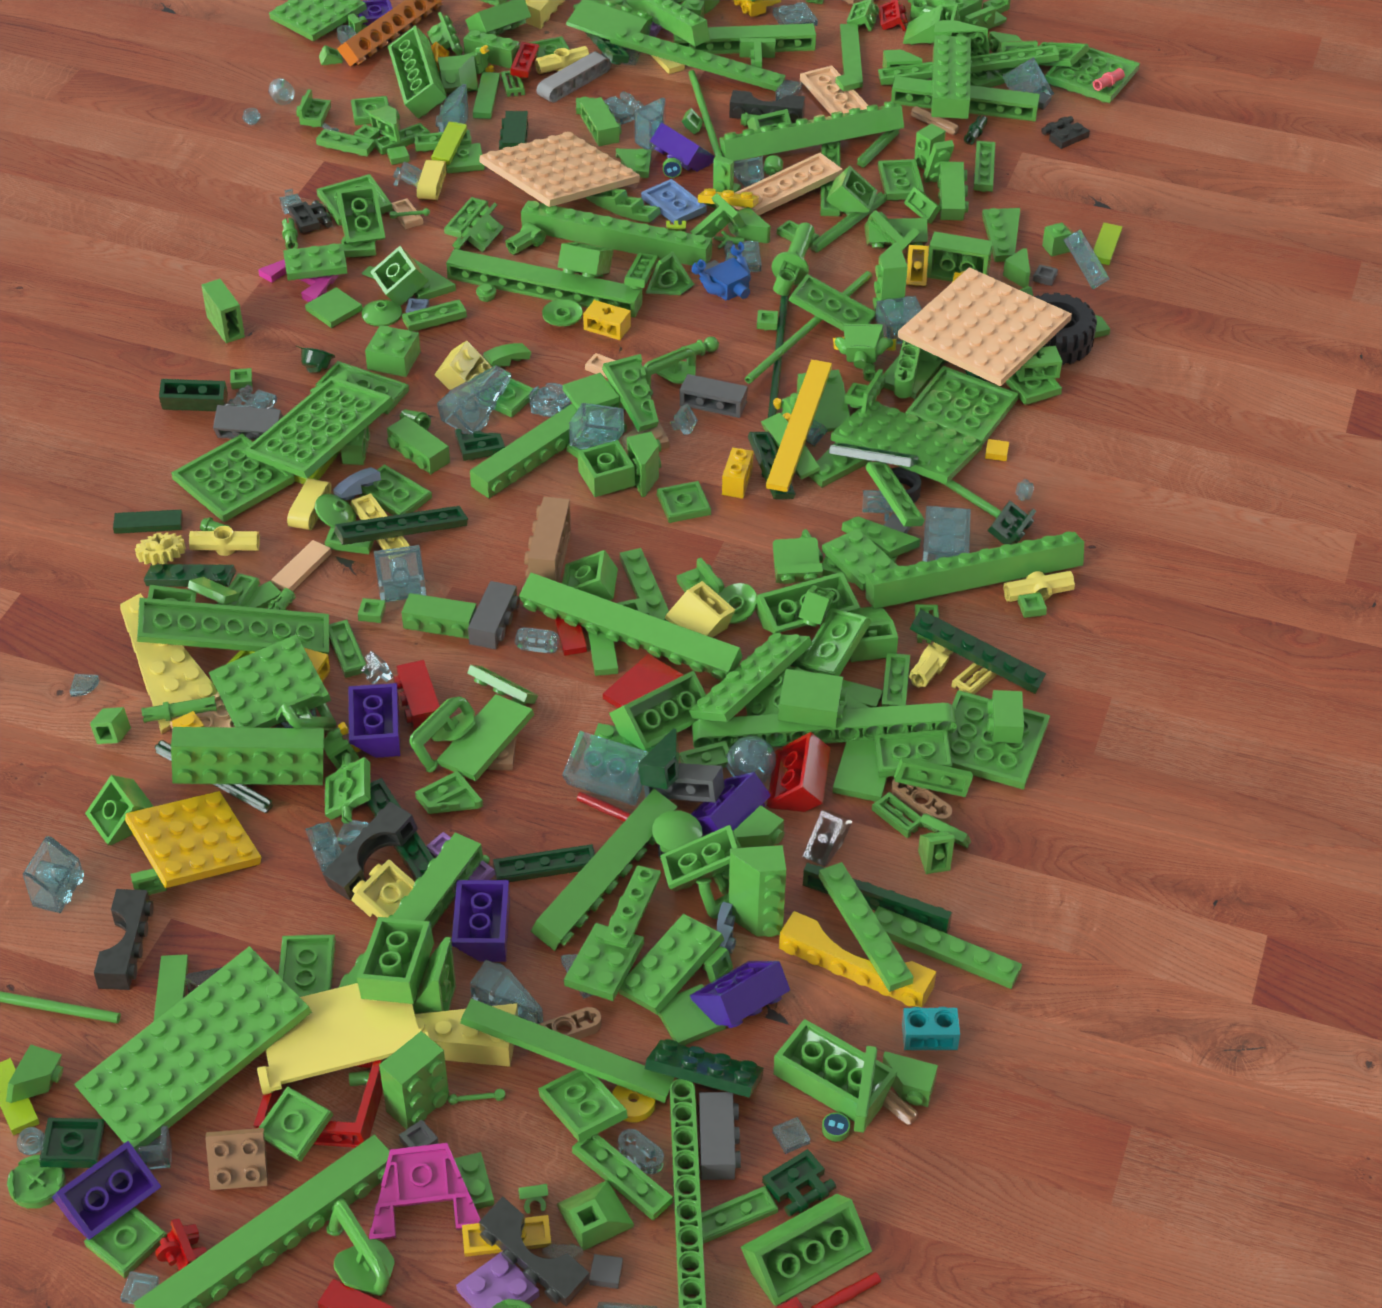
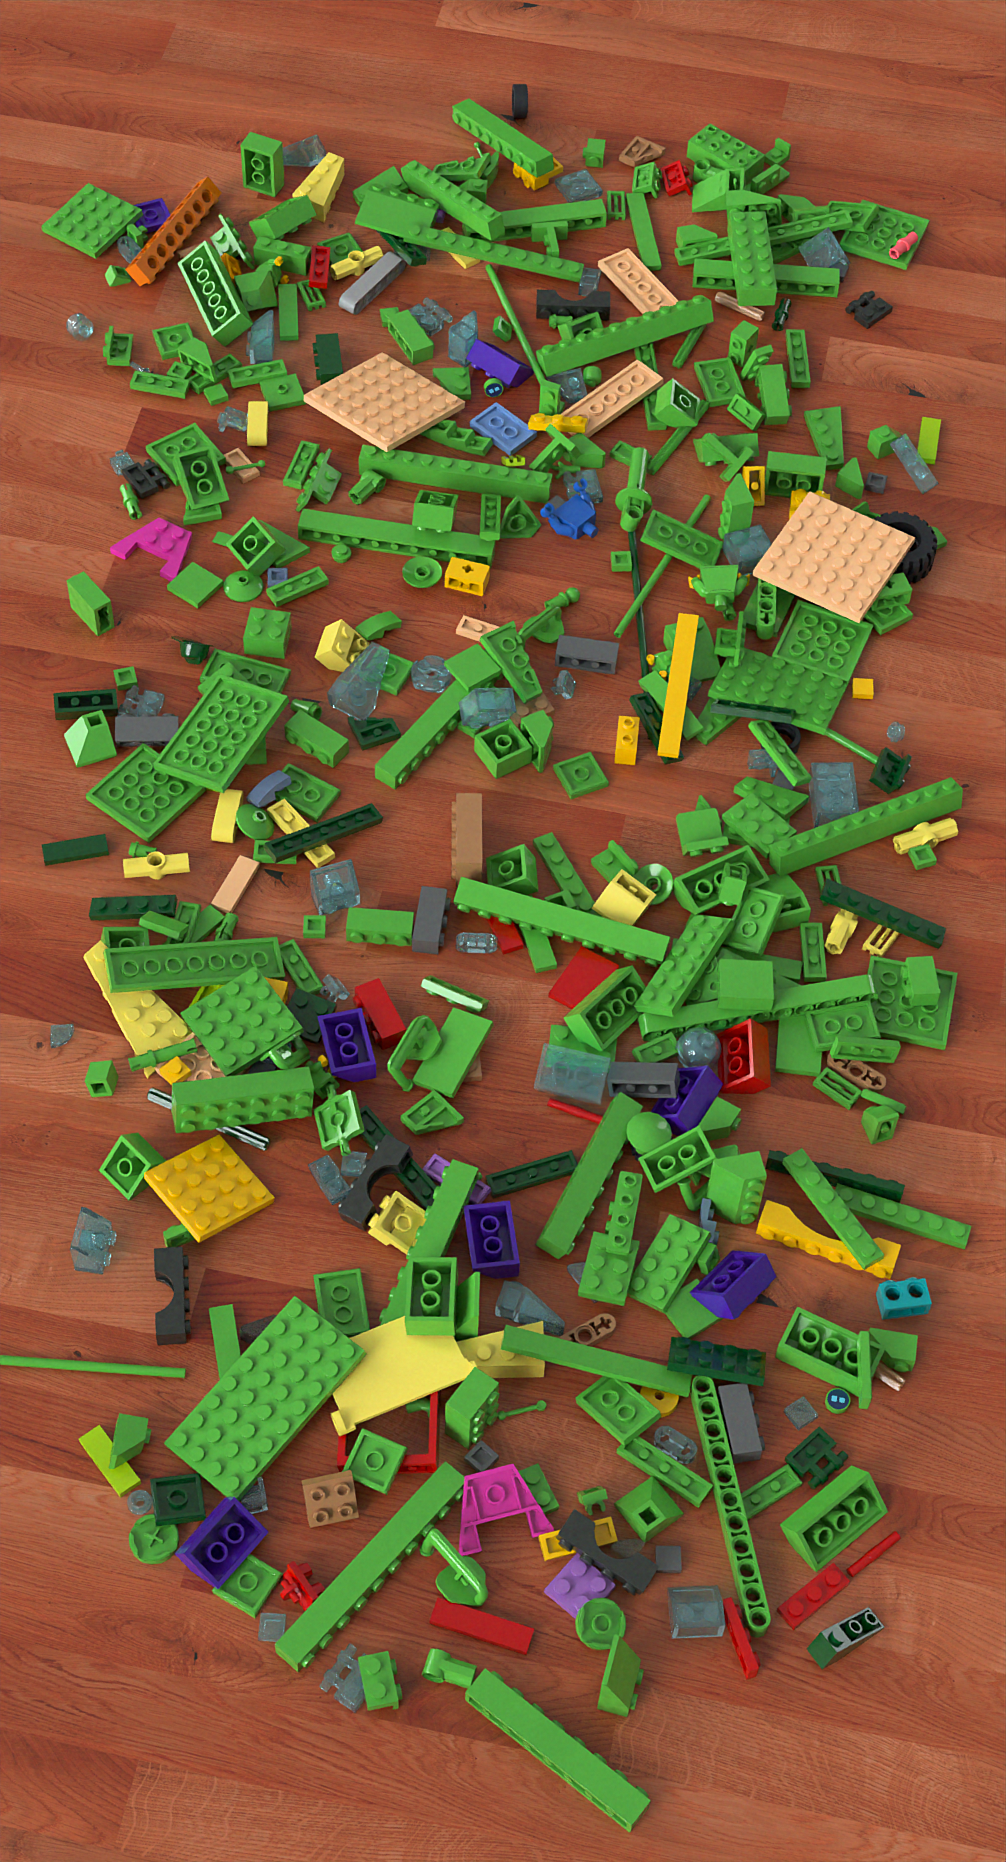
camera: 10 degrees left, 10 degrees up
(160, 548) = (97, 881): light yellow gear -> none
(190, 426) = (90, 739): none -> bright green slope
(251, 116) = (55, 359): clear light blue plate -> none
(315, 261) = (166, 535): bright green plate -> none
(337, 684) = (306, 1010): none -> dark green plate
(449, 142) = (266, 377): lime tile -> none
(661, 764) = (624, 1069): dark green slope -> none
(827, 40) = (616, 214): none -> bright green tile
(827, 837) = (780, 1120): clear smoke slope -> none
(847, 82) = (648, 269): bright green tile -> none

